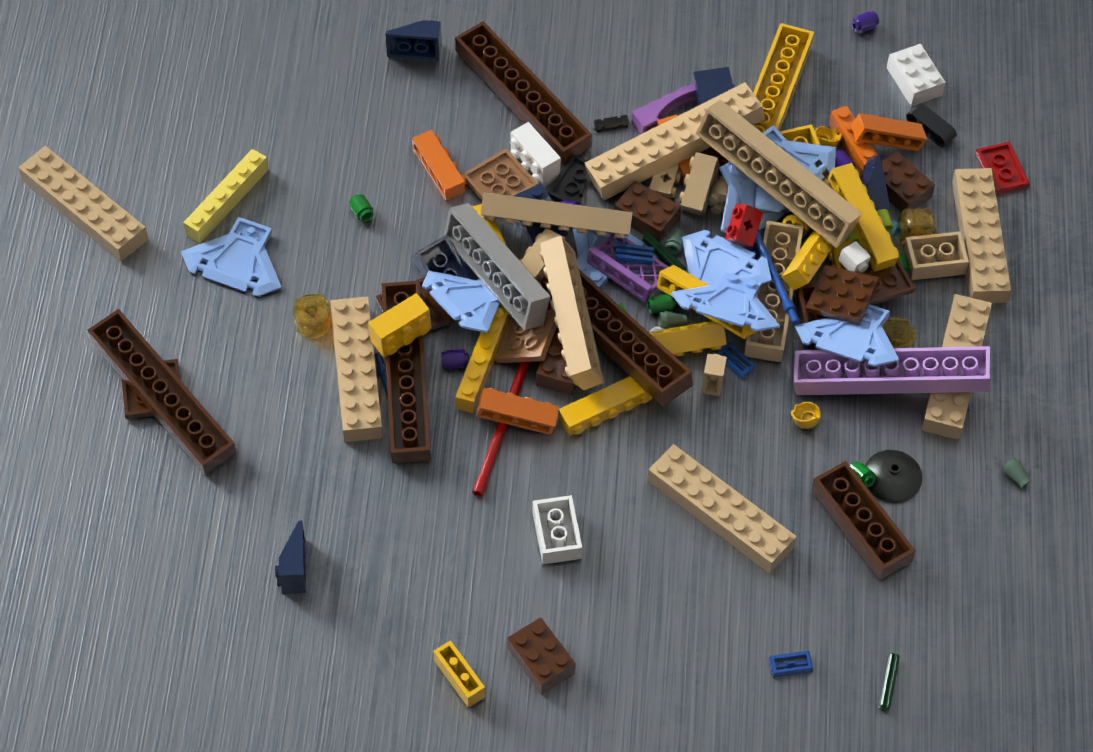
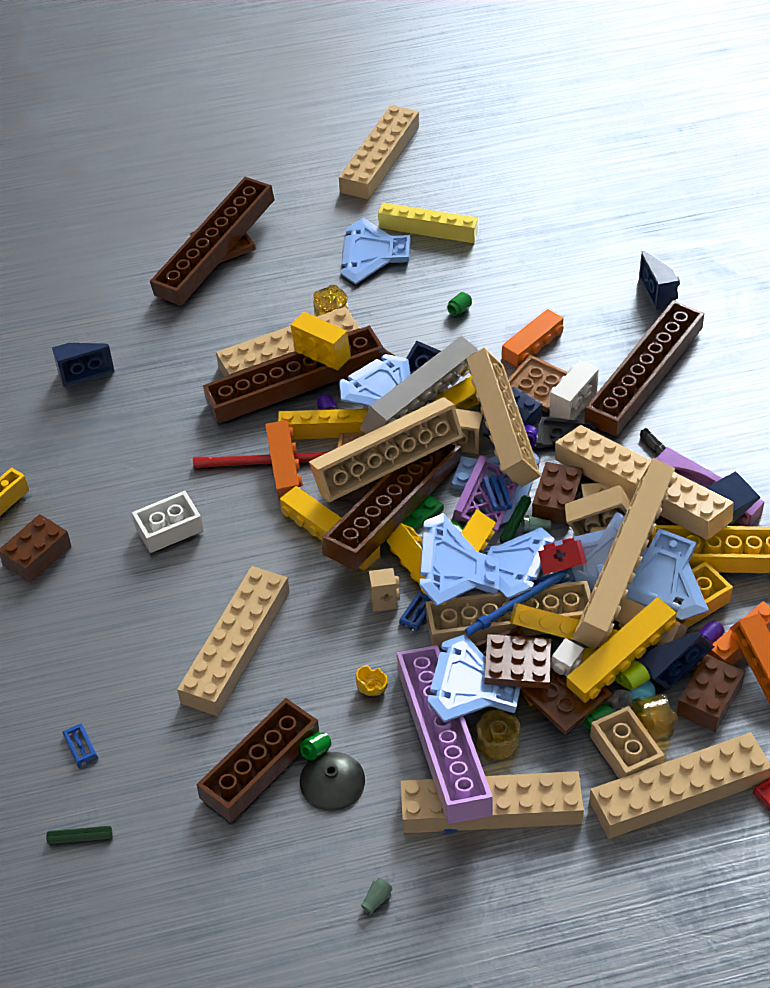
camera: 75 degrees right, 10 degrees down
(827, 136) = (732, 610): yellow hair -> none

